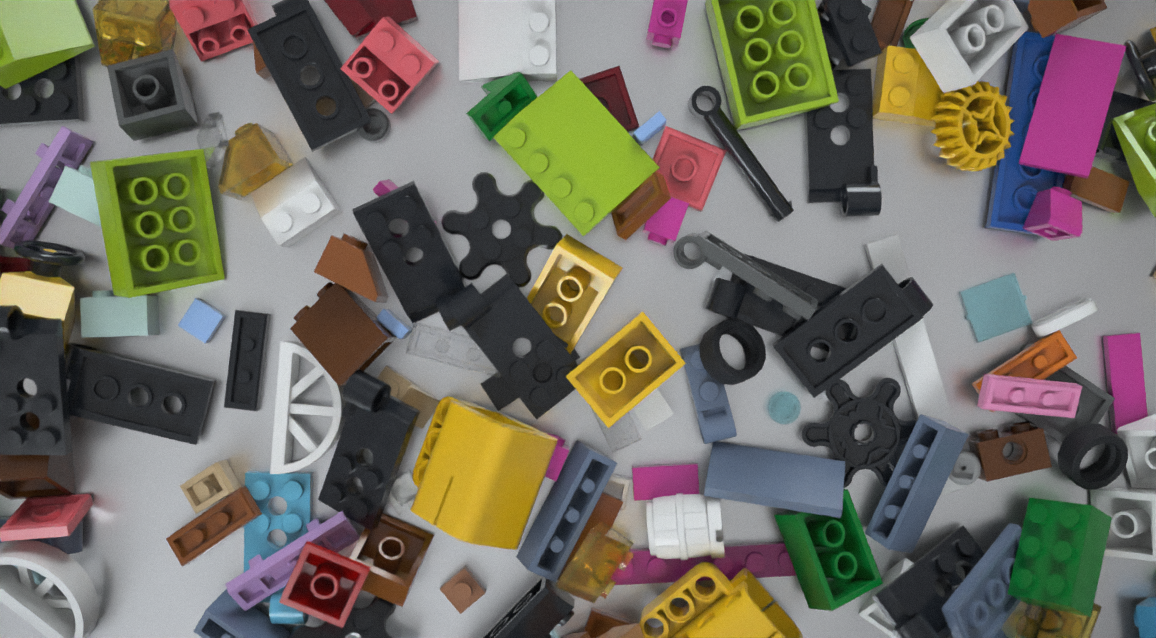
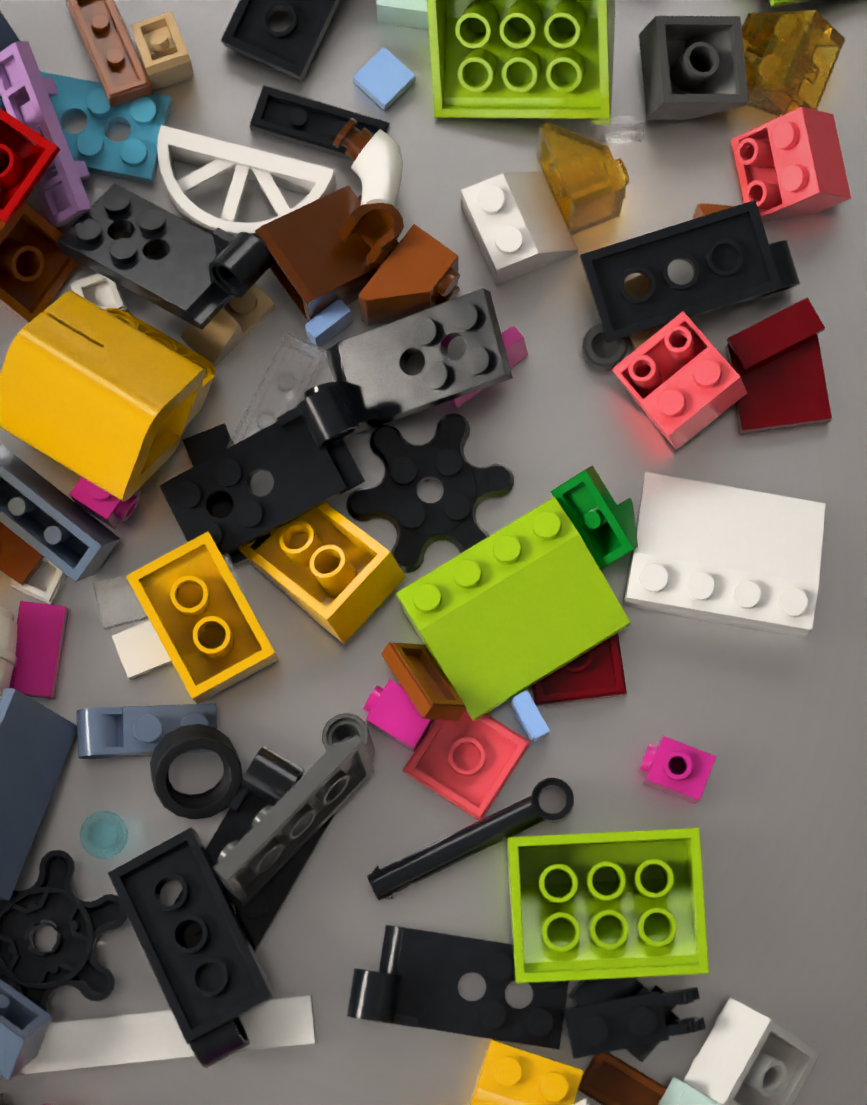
camera: 100 degrees right, 10 degrees down
(274, 307) = (380, 169): none -> piece

